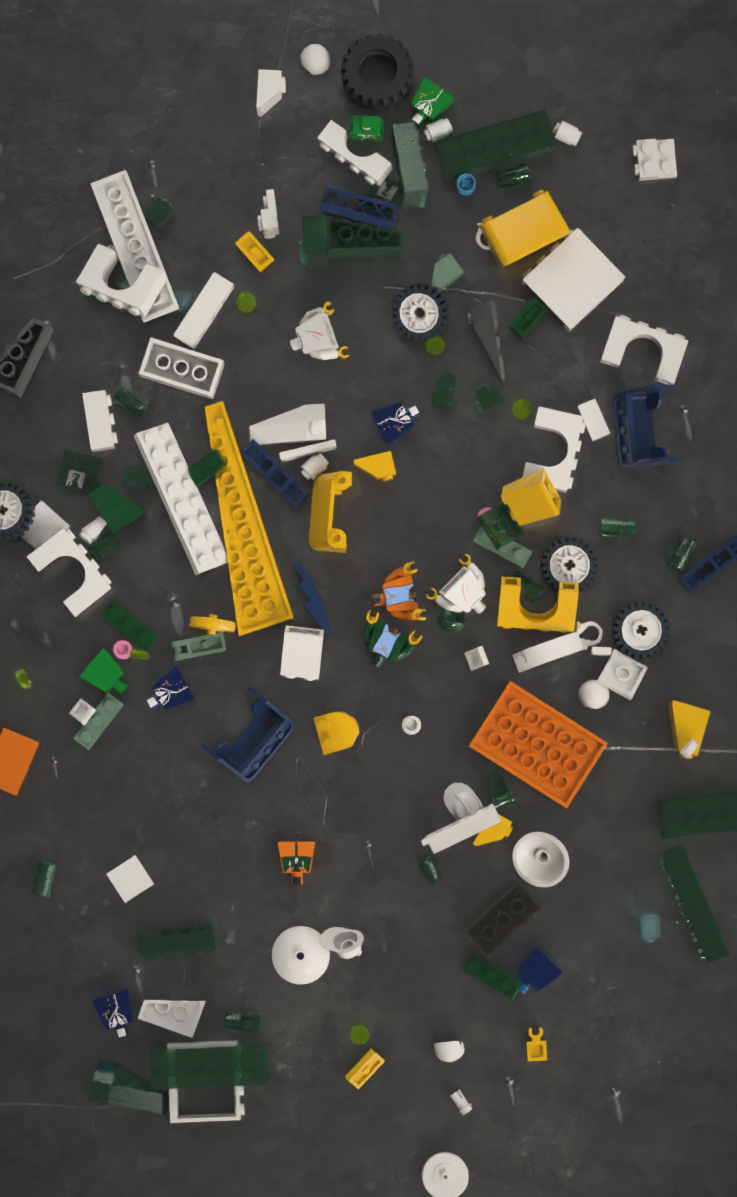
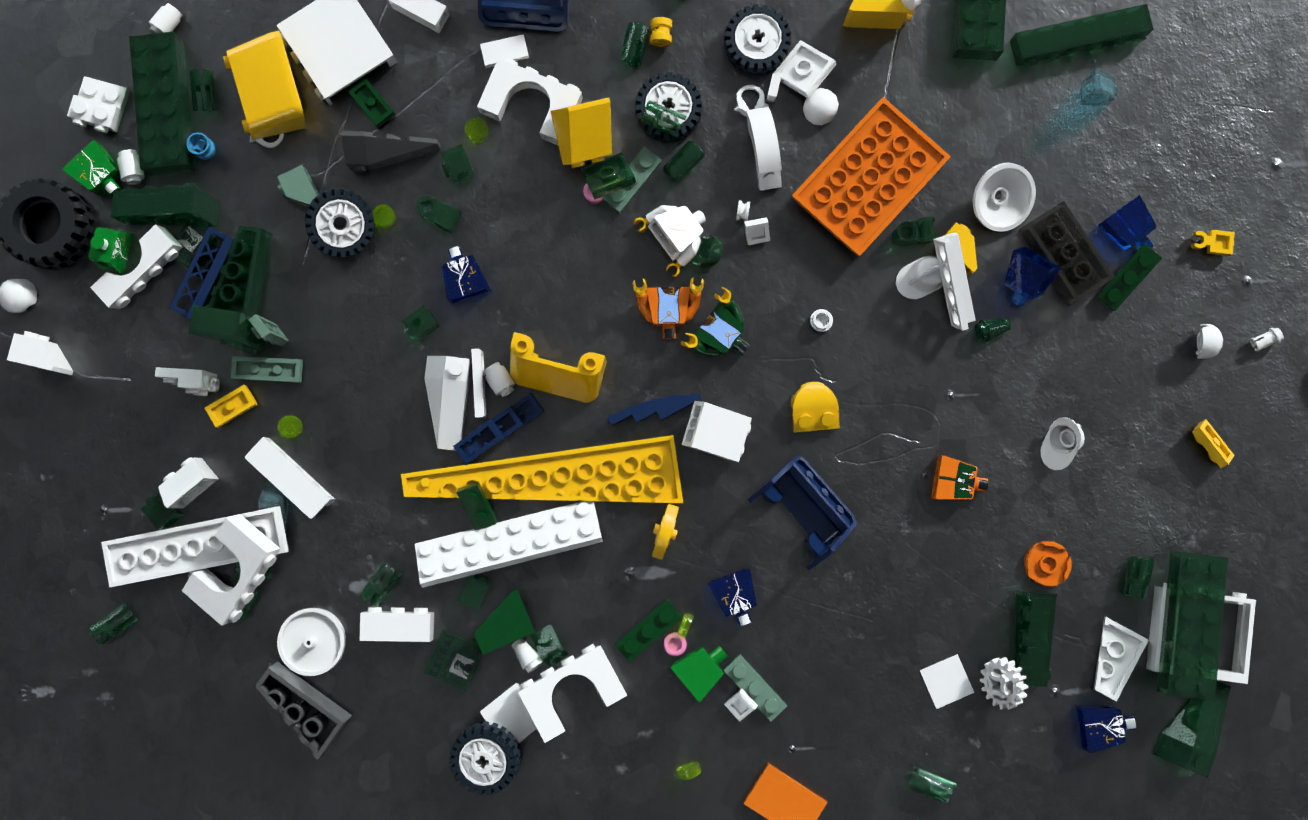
camera: 80 degrees left, 0 degrees up
(61, 192) = (108, 628): none -> clear green arm
(74, 354) = (311, 641): none -> white piece
(136, 921) = (1003, 683): none -> white gear
(181, 368) = (352, 516): white brick -> none
(185, 229) = (187, 483): none -> white slope
(199, 646) = (687, 552): sand green plate -> none
(241, 947) = (1047, 564): none -> orange tile
(285, 952) = (1053, 500): white dish -> none
(289, 274) = (266, 369): none -> sand green plate
(317, 335) = (344, 349): white torso -> none
(319, 272) = (267, 331): none -> sand green plate
(349, 393) = (420, 324): none -> clear green brick
(359, 1034) = (1170, 443): clear neon green tile -> none
(378, 466) = (512, 305): yellow slope -> none
(478, 890) = (1029, 275): none -> clear blue torso
(486, 93) = (98, 105): none -> white plate
(491, 643) = (742, 211): none -> white bush
(554, 562) = (659, 110): none -> clear green arm
(559, 618) = (727, 127): yellow arch -> none
(632, 548) = (660, 31): none -> yellow wheel

